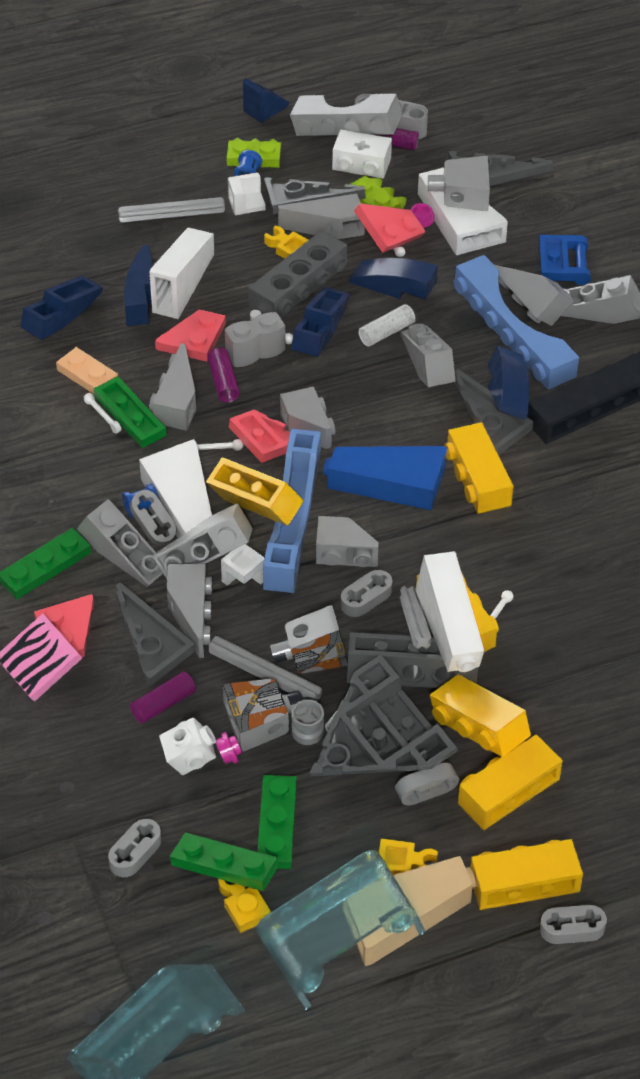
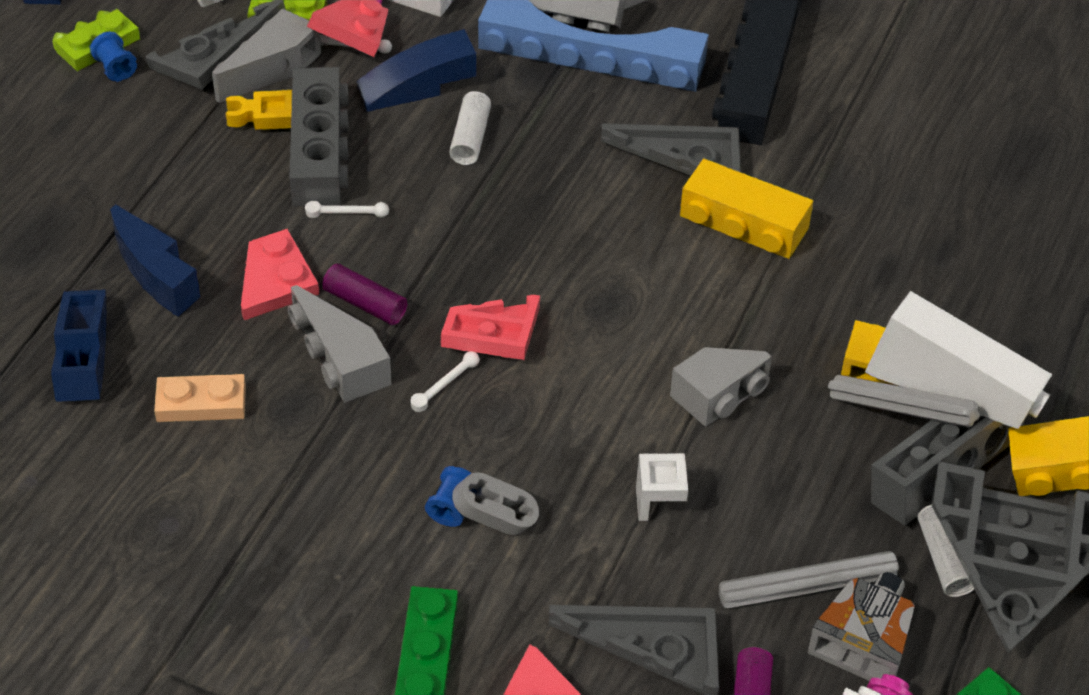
camera: 45 degrees left, 0 degrees up
(90, 399) = (310, 436): white hinge -> none
(120, 543) = (490, 560): light grey slope -> none
(130, 412) = (312, 407): green plate -> none
(171, 209) = (76, 155): light grey axle -> none
(179, 272) = (185, 210): white slope -> none
(179, 484) = (476, 438): white slope -> none
(187, 601) = (647, 569): light grey slope -> none
(207, 540) = (596, 483): light grey slope -> none
(245, 193) = (143, 89): white panel -> none
(255, 339) = (358, 229): light grey brick -> none
(255, 491) = (580, 389): yellow brick -> none
(287, 542) = (584, 336): medium blue arch -> none
(306, 411) = (513, 274): light grey slope -> none
(307, 722) = (932, 595): light grey wheel -> none
(312, 642) = (835, 505): light grey torso -> none
(319, 321) = (398, 168): dark blue slope -> none
(366, 593) = (808, 418): light grey beam -> none
(388, 473) = (670, 276): blue slope -> none
(429, 355) = (561, 130): light grey slope -> none
(509, 382) = (673, 102): dark blue slope -> none

